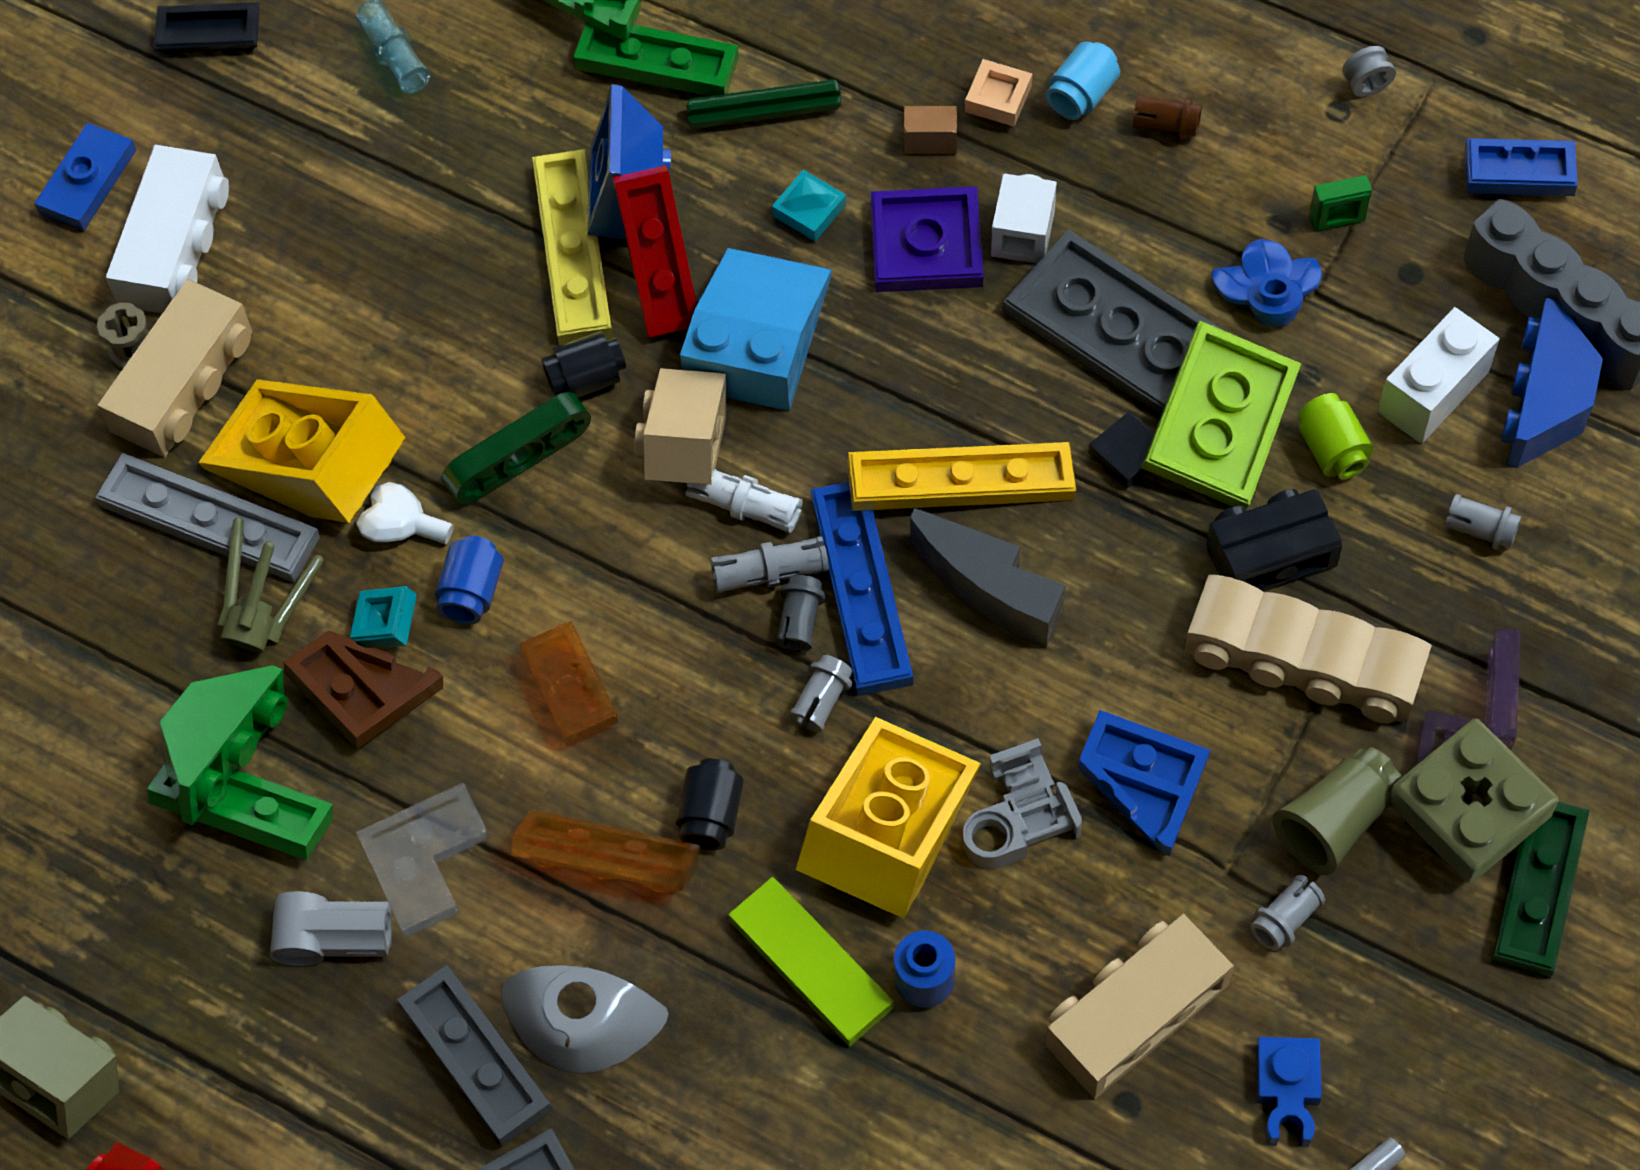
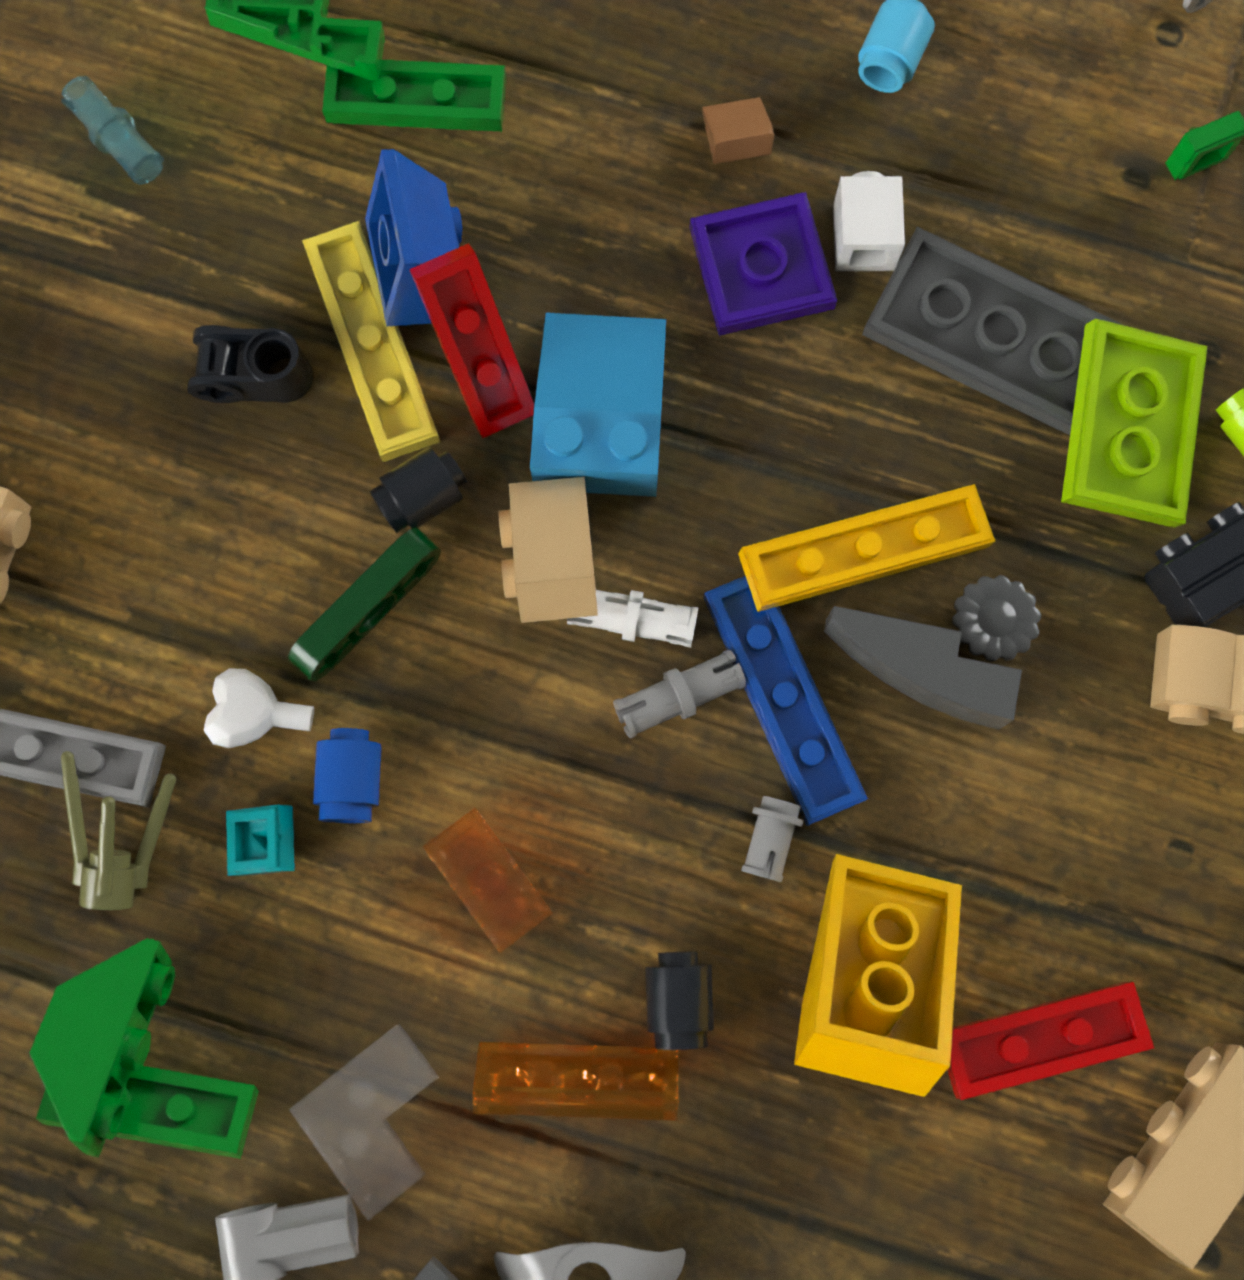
camera: 15 degrees left, 15 degrees up
(306, 447) = (123, 647): yellow slope -> none
(358, 686) = (251, 929): reddish brown wing -> none
(455, 245) = (236, 365): none -> black piece
(763, 104) = (547, 131): dark green axle -> none
(799, 612) = (725, 745): dark grey pin -> none
(809, 205) = (624, 245): teal tile -> none
(811, 961) = (831, 1162): lime tile -> none
(924, 968) = (945, 1160): blue brick -> none
(998, 92) = (805, 74): light nougat plate -> none
(1021, 894) = (1047, 1040): none -> red plate
(1035, 811) = (1034, 930): light grey piece -> none
(1061, 550) = (996, 618): none -> dark grey piece
(1123, 449) = (1035, 480): black tile -> none
(1144, 775) = (1147, 871): blue wing -> none
(1168, 115) = (995, 71): reddish brown pin -> none
(1268, 282) = (1142, 248): blue plate -> none

